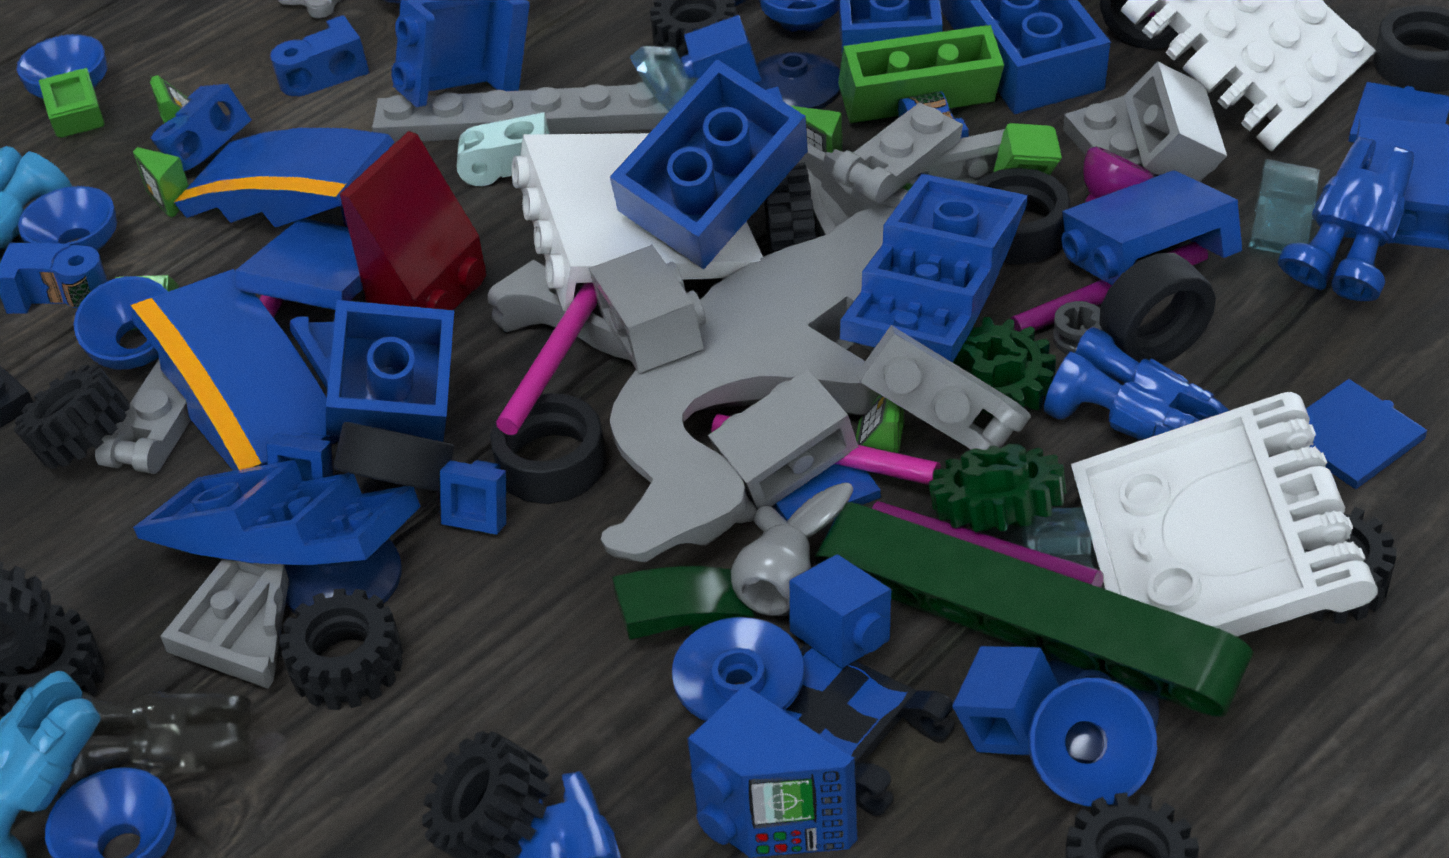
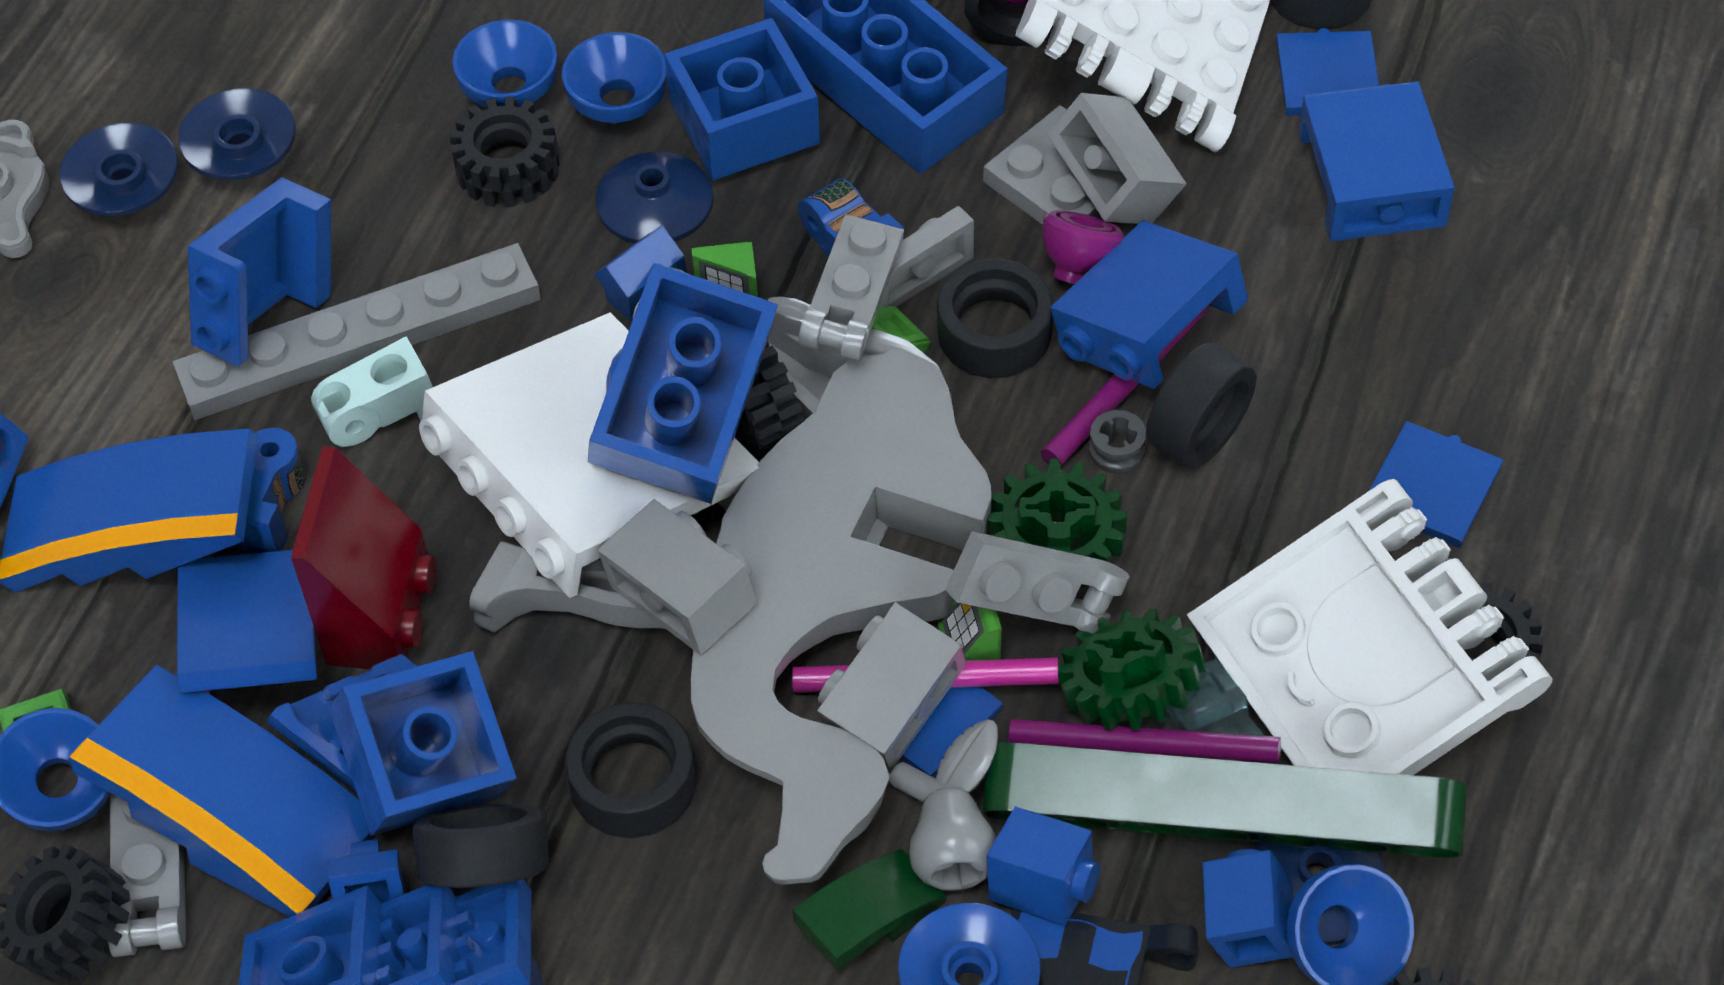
camera: 25 degrees left, 10 degrees up
(319, 59) = (67, 324): blue leg -> none
(473, 496) = (584, 857): blue tile -> none
(547, 361) = (590, 669): dark pink bar -> none
(662, 73) = (554, 265): clear light blue slope -> none
(724, 42) = (566, 195): blue brick -> none
(935, 264) = (960, 427): blue slope -> none
(956, 62) = (836, 143): bright green brick -> none
(1028, 148) = (977, 235): bright green slope -> none
(1143, 407) = (1239, 515): blue piece -> none
(1283, 206) = (1265, 227): clear light blue slope -> none
(1357, 204) = (1356, 218): blue piece -> none

